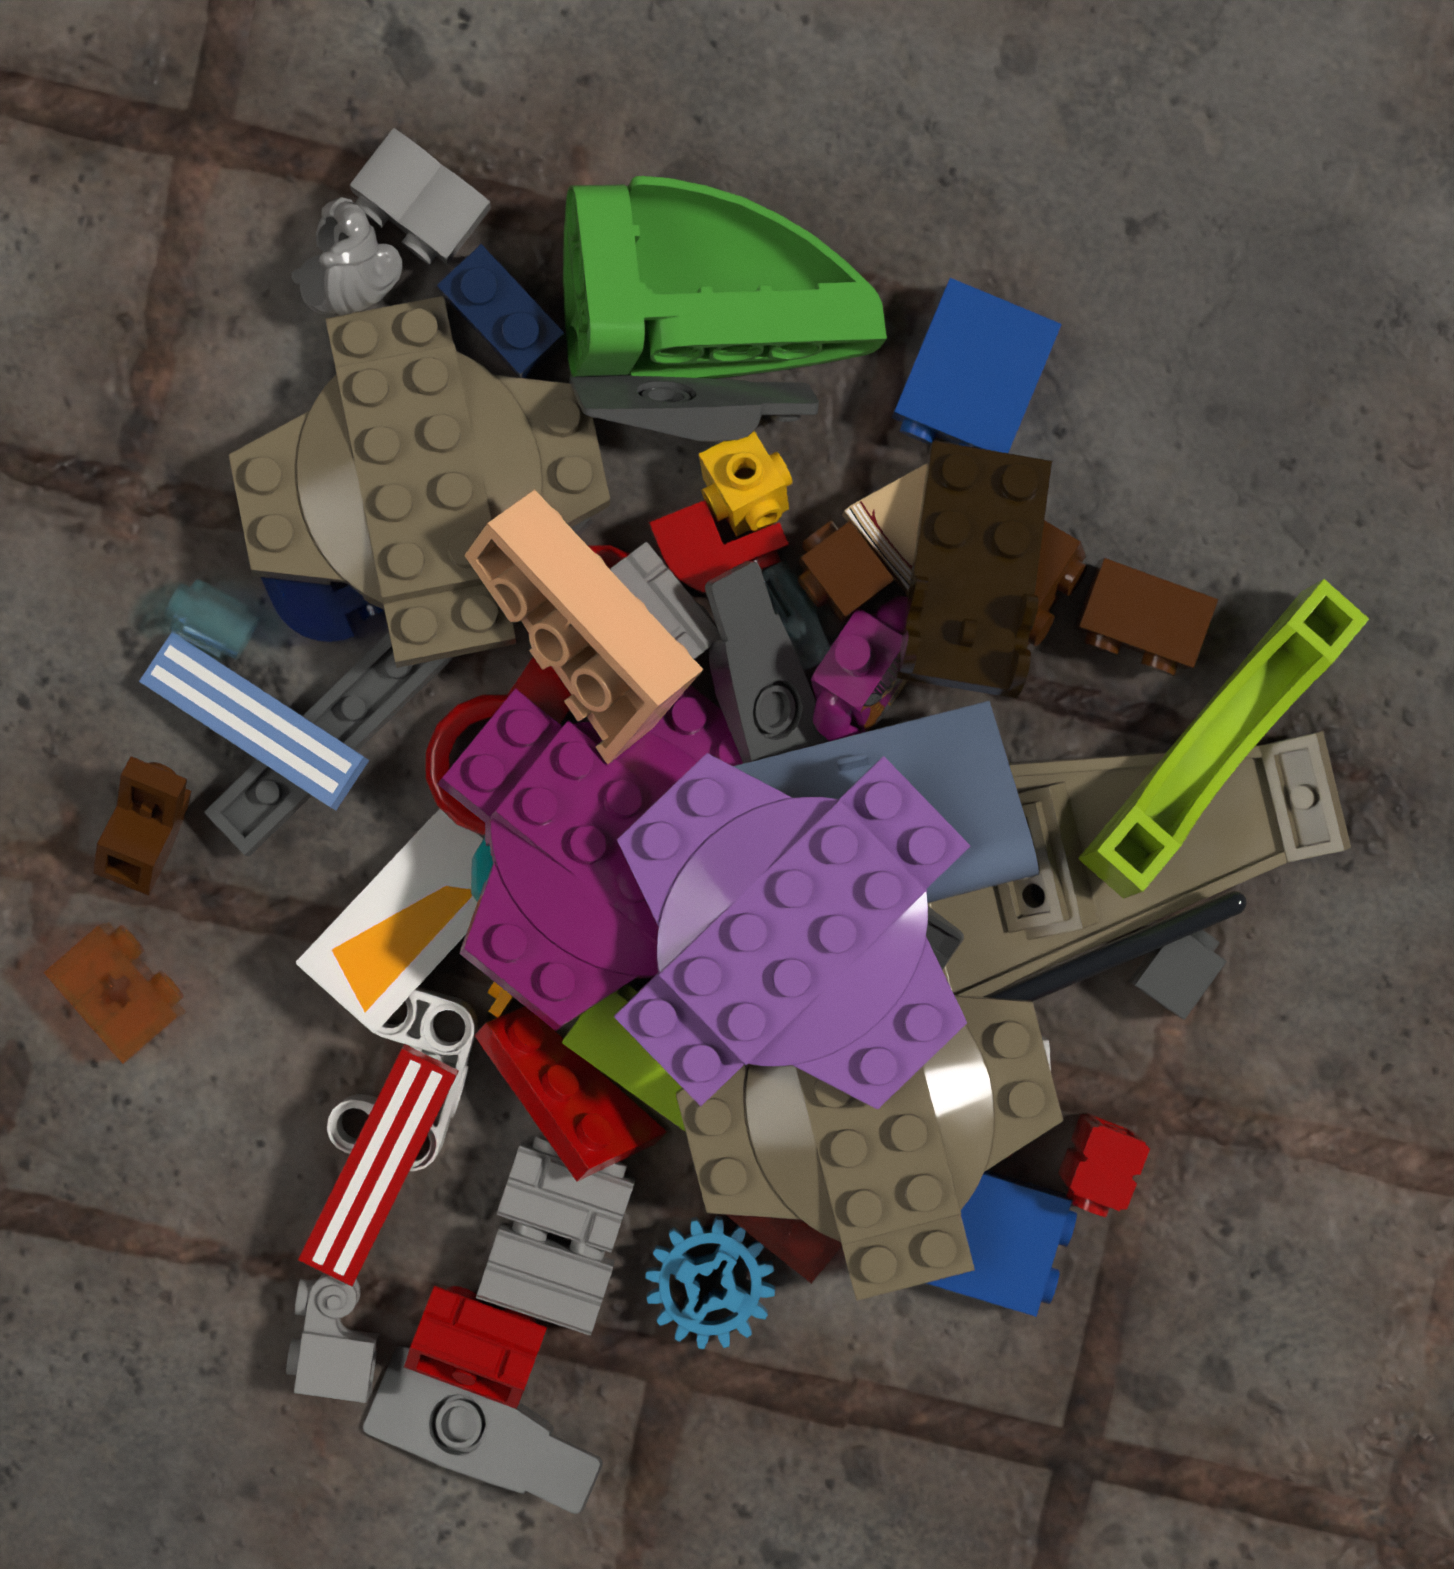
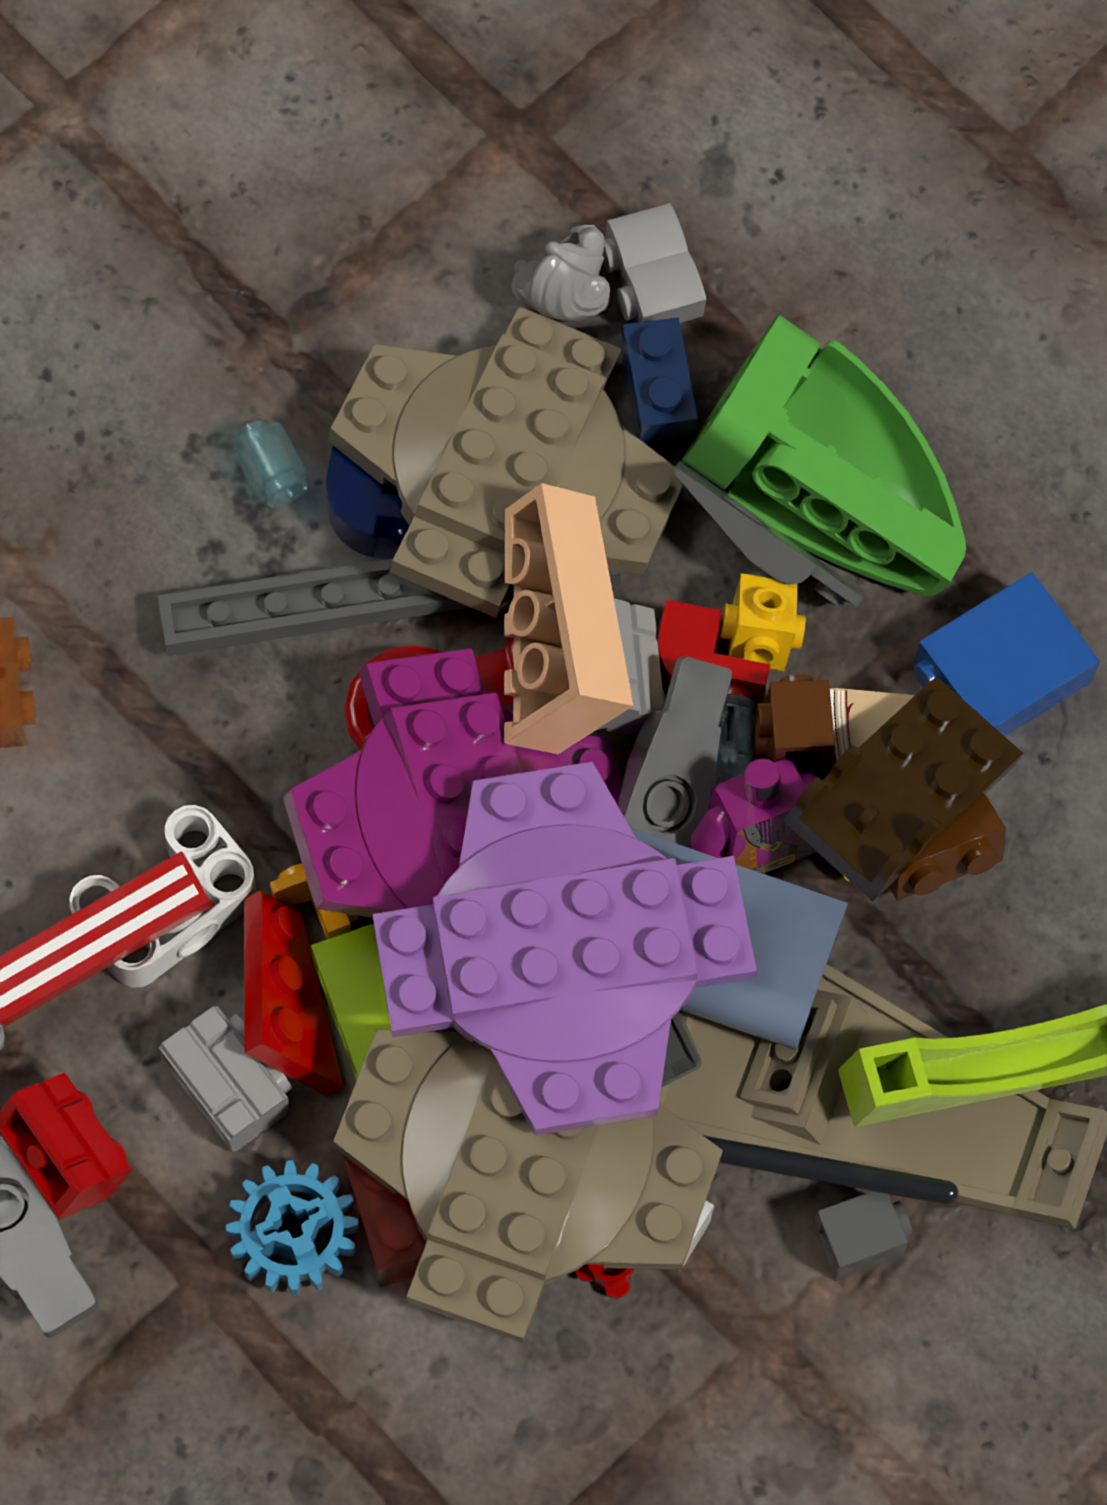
camera: 35 degrees right, 20 degrees down
(142, 826) = (104, 576): reddish brown brick -> none
(254, 721) = (248, 553): medium blue tile -> none
(398, 924) = (240, 772): white sticker -> none
(546, 1277) = (161, 1132): light grey brick -> none
(1013, 1243) = (566, 1362): blue brick -> none
(1102, 1165) = (691, 1339): red brick -> none
(1144, 616) = (1020, 929): reddish brown brick -> none

